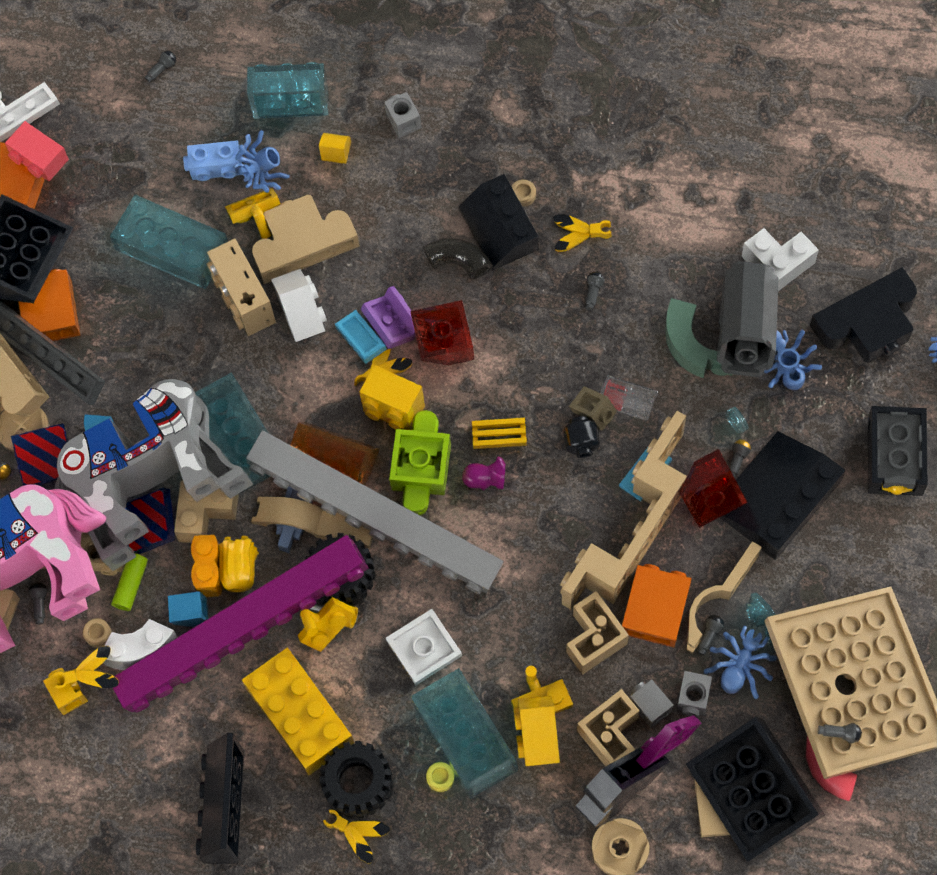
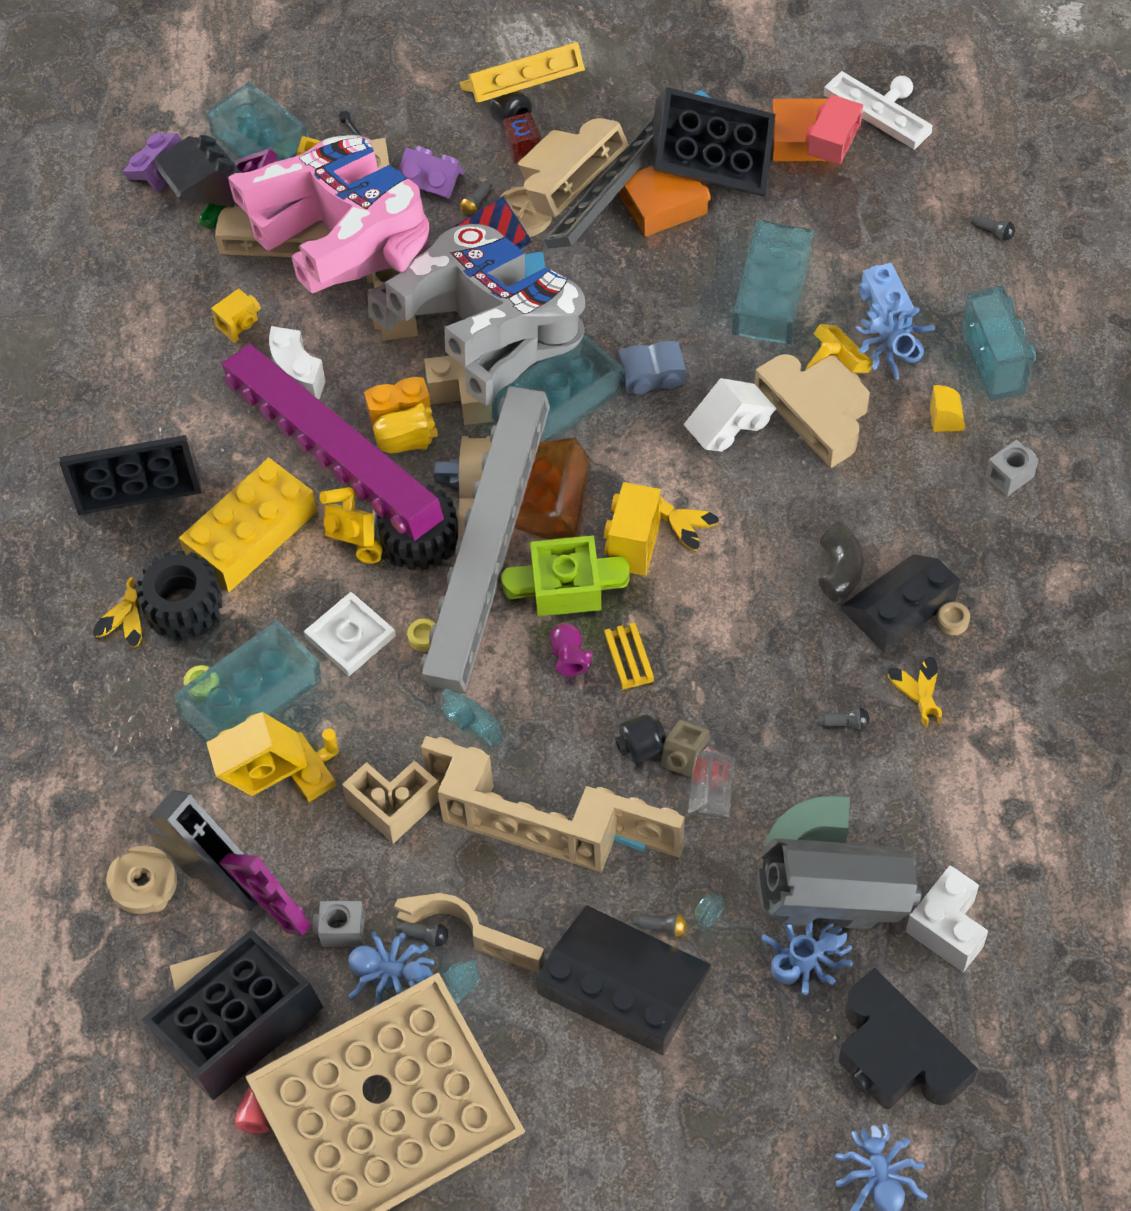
camera: 75 degrees right, 10 degrees down
(86, 671) = (250, 318): yellow piece -> none
(96, 632) = (311, 330): tan tile -> none
(129, 583) = (368, 343): lime piece -> none
(157, 514) = (427, 341): clear blue tile -> none
(187, 609) = (346, 399): dark azure brick -> none
(228, 353) = (652, 367): none -> sand blue brick
(240, 288) = (732, 350): tan piece -> none
(360, 336) = (712, 490): medium azure tile -> none
(390, 318) = (739, 512): medium lavender bracket -> none
(439, 588) = (419, 633): none -> light yellow tile
(443, 334) = (732, 564): clear red slope -> none
(524, 568) = (468, 713): none -> clear light blue slope
(604, 727) = (279, 829): tan brick -> none
(651, 702) = (320, 877): light grey brick -> none
(656, 605) = (445, 860): orange brick -> none
(711, 489) = (601, 887): clear red slope -> none
(850, 732) = (305, 1093): dark grey piece -> none
(897, 450) = (711, 1106): dark grey piece -> none

